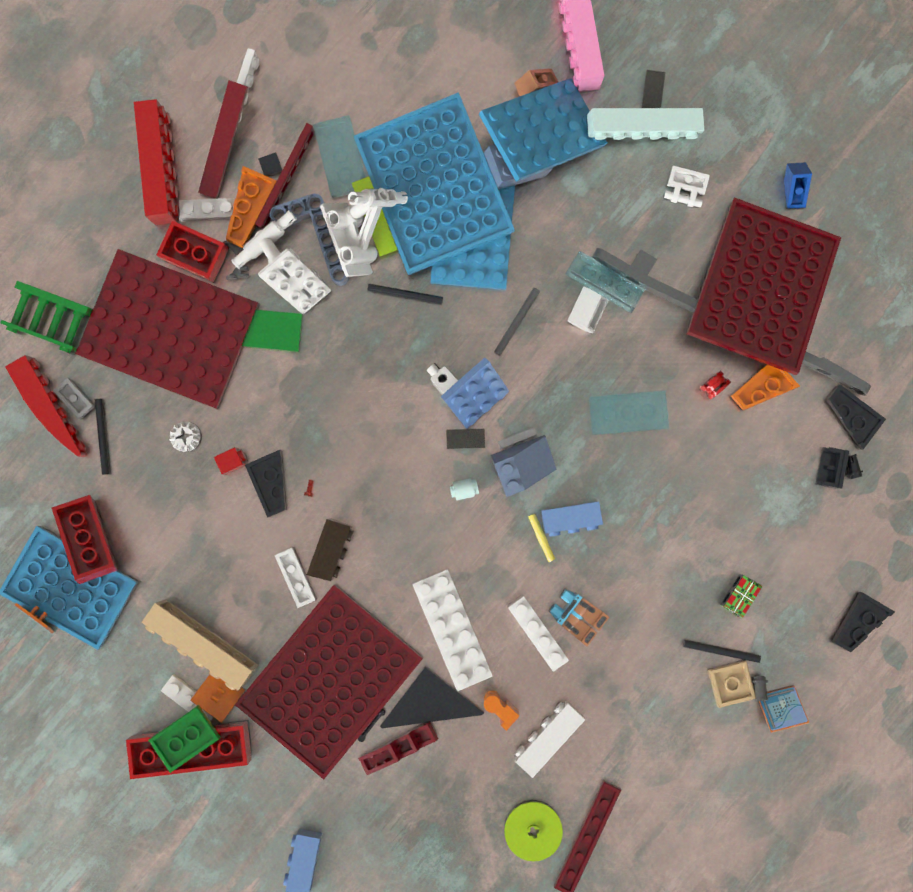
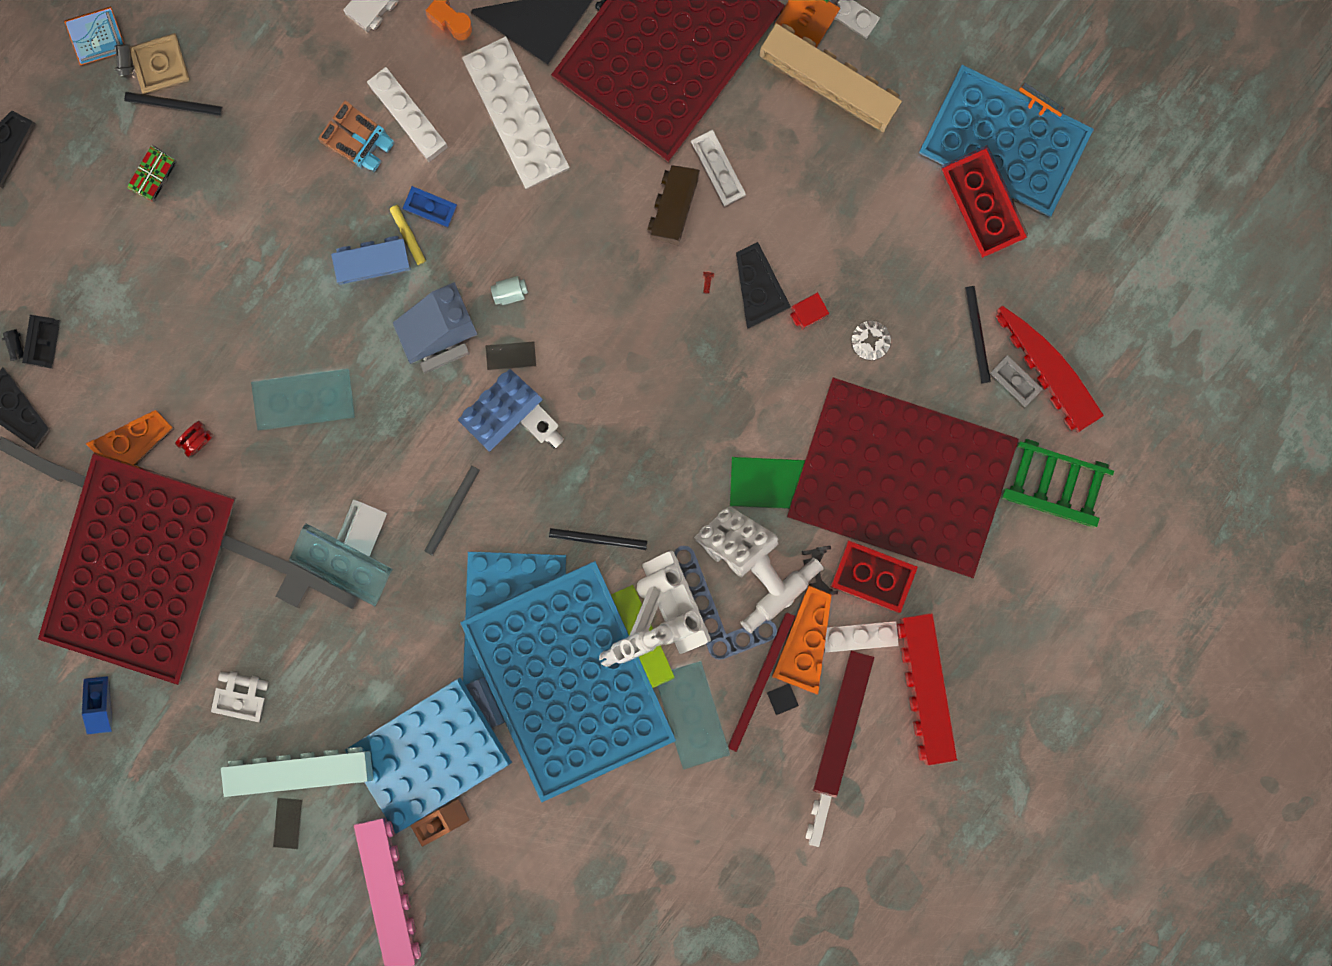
camera: 170 degrees right, 0 degrees up
(523, 558) = (430, 207): none -> blue plate

